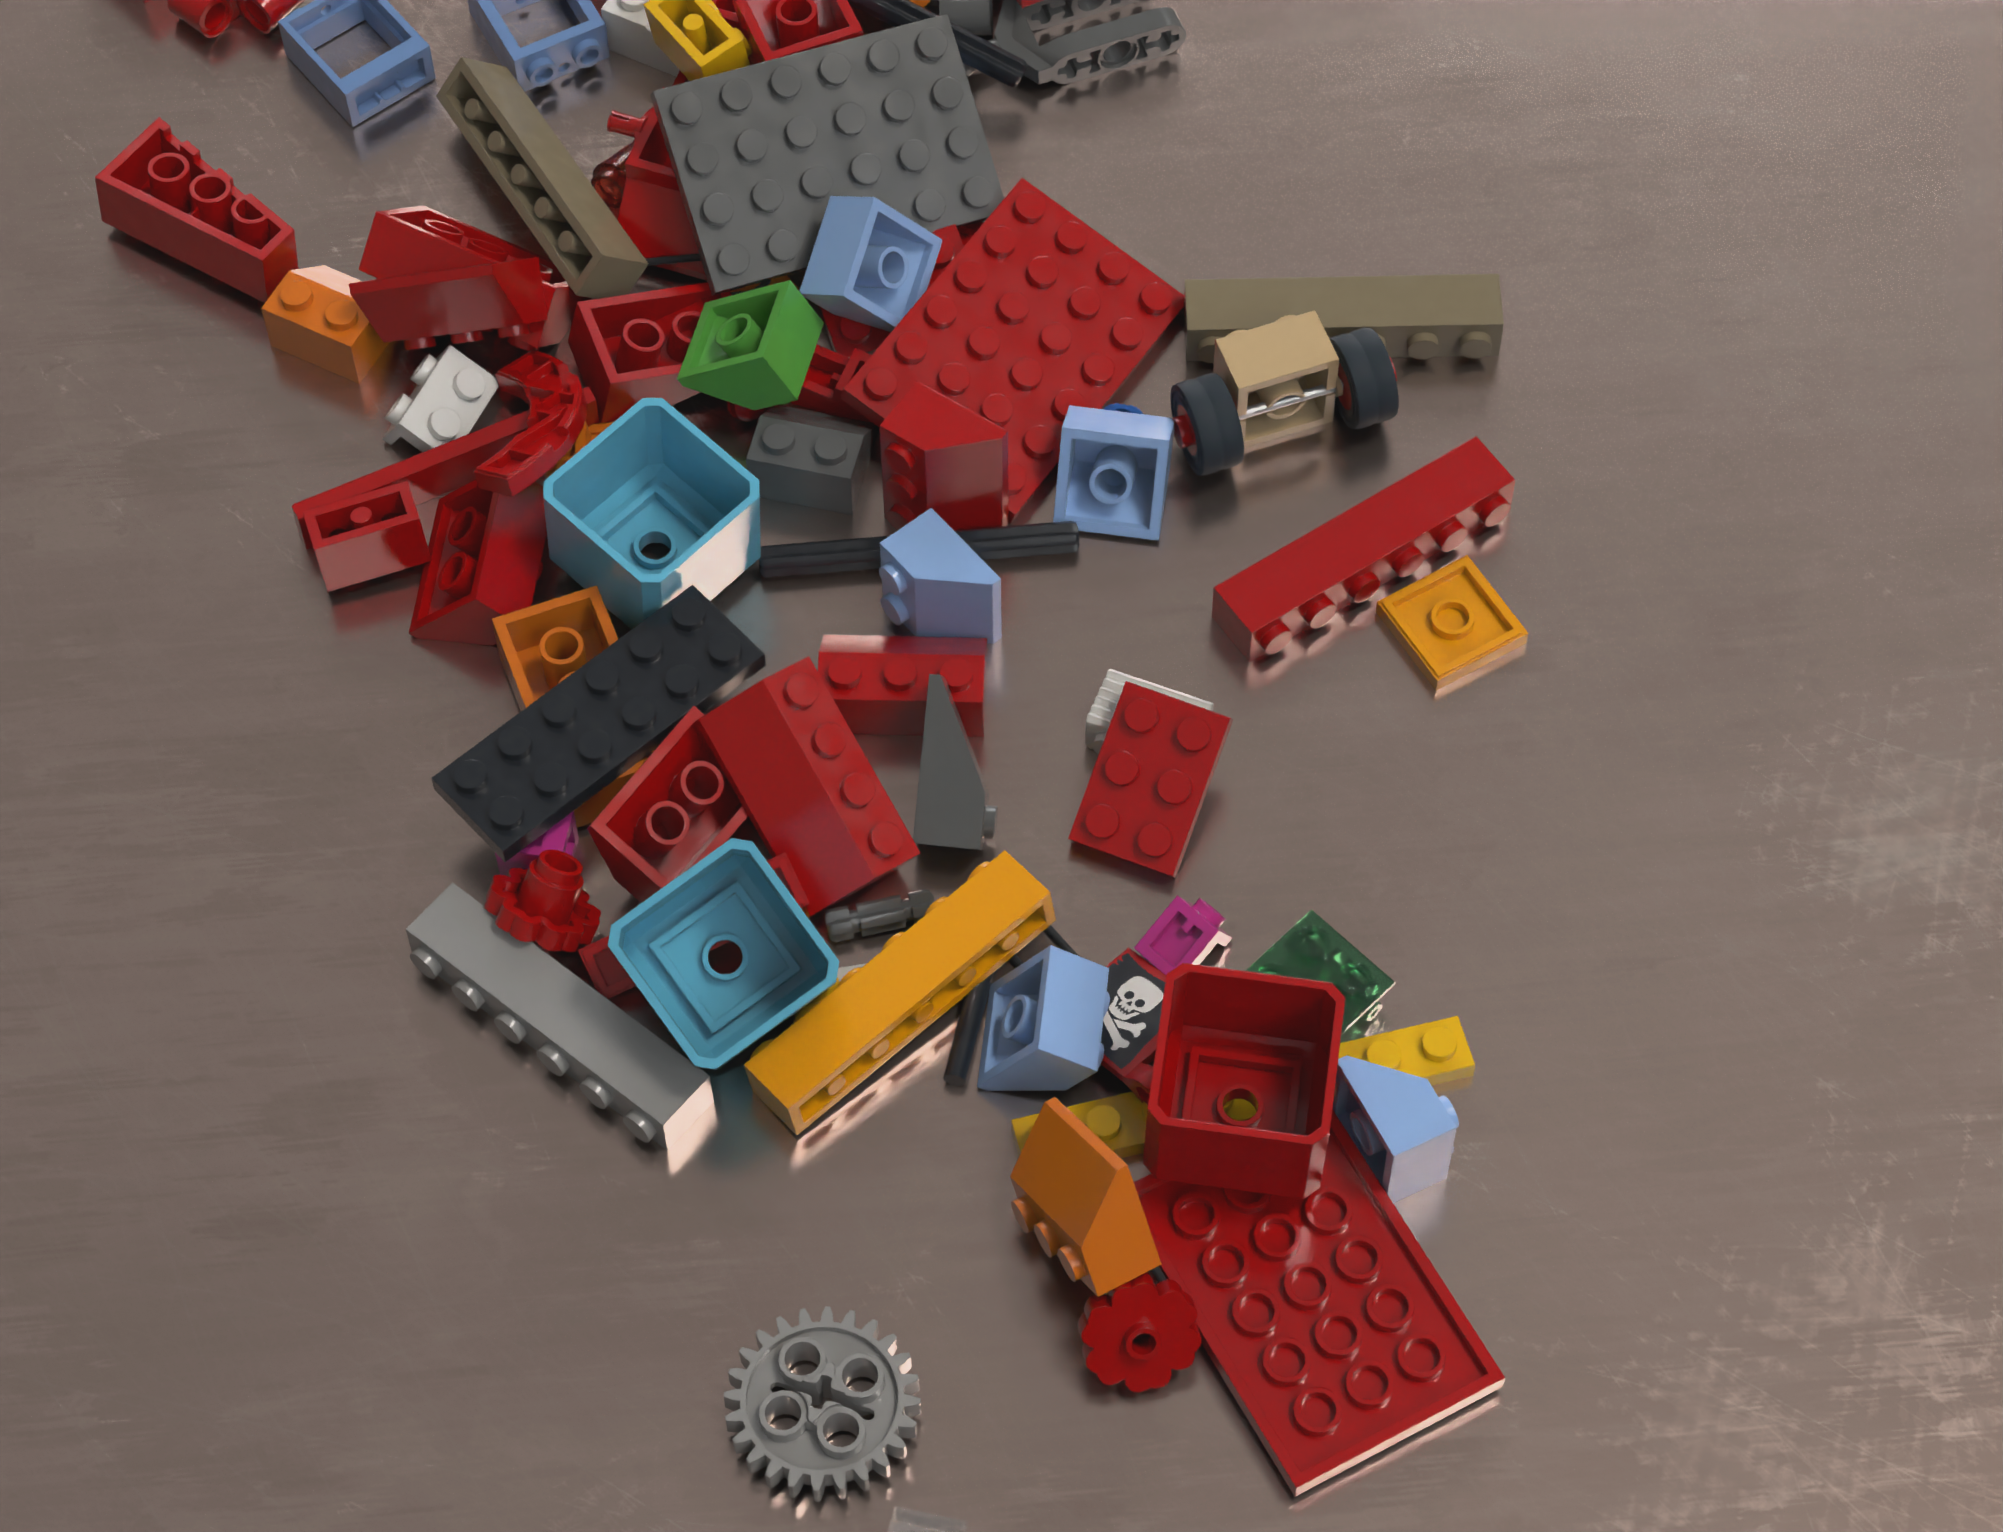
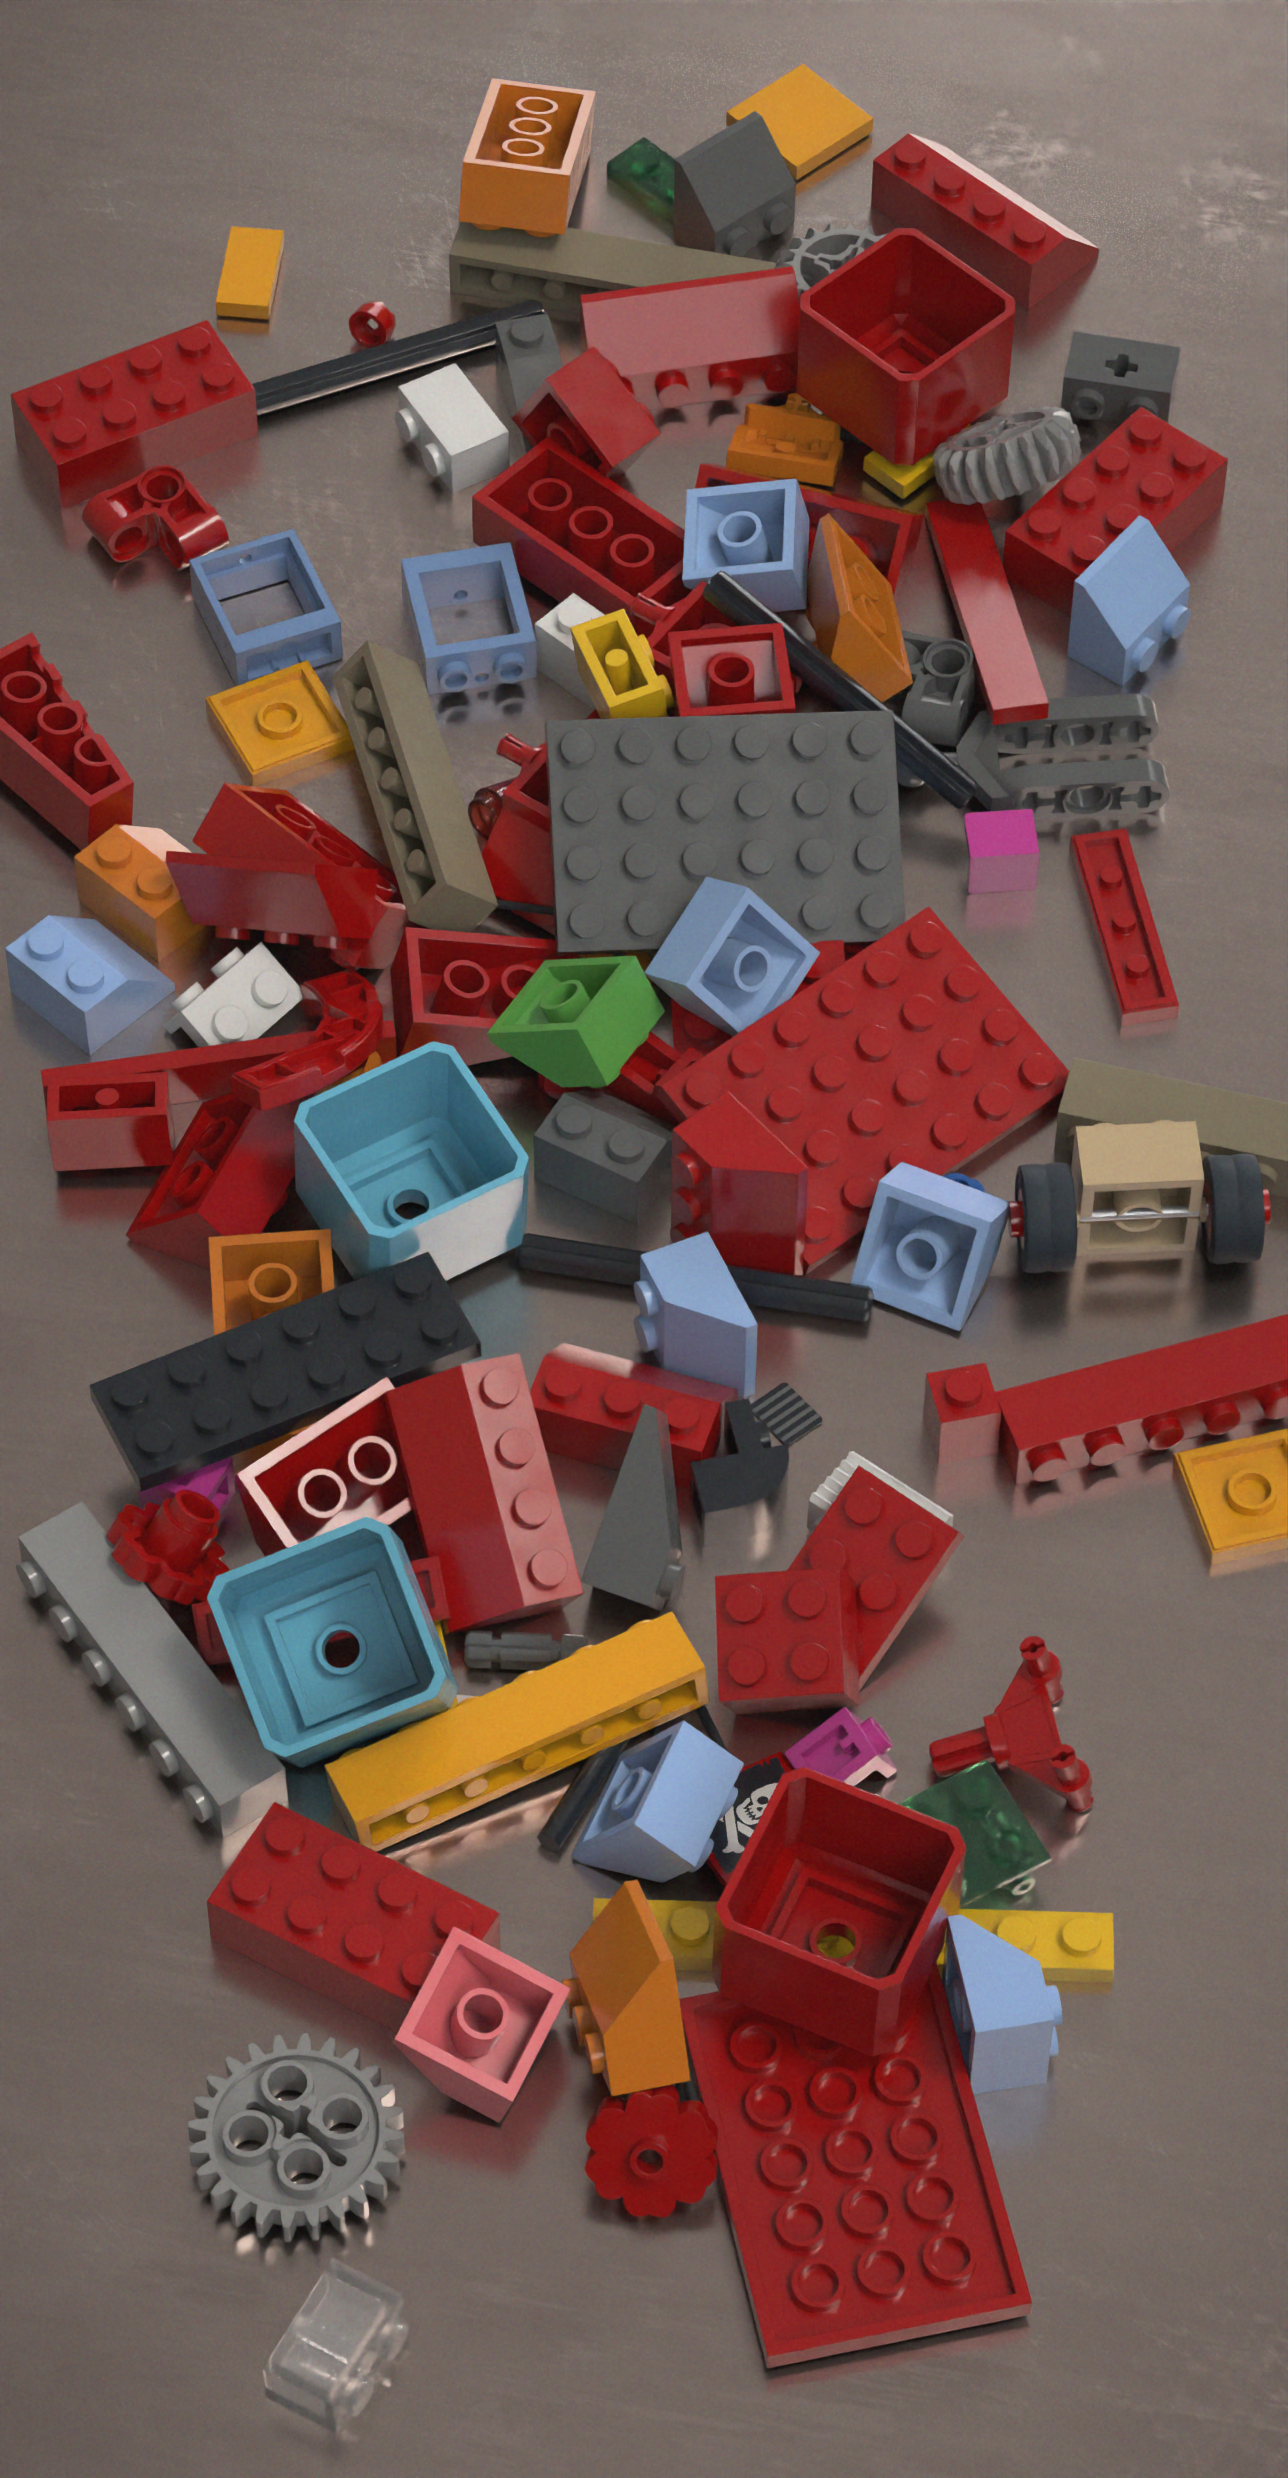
camera: 15 degrees right, 5 degrees down
(299, 415) = (83, 979): none -> light blue slope
(399, 148) = (280, 723): none -> light orange tile
(812, 1200) = (339, 1916): none -> red brick
(958, 1260) = (479, 2023): none -> coral slope
(1025, 721) = (743, 1490): none -> black brick
(1034, 649) = (786, 1413): none -> sticker
(1062, 115) = (1001, 851): none -> dark pink panel
(1110, 850) = (787, 1640): none -> red brick
(1183, 157) = (1124, 927): none -> red tile
(1188, 612) = (961, 1413): none -> red brick
(1333, 880) = (1023, 1733): none -> red axle

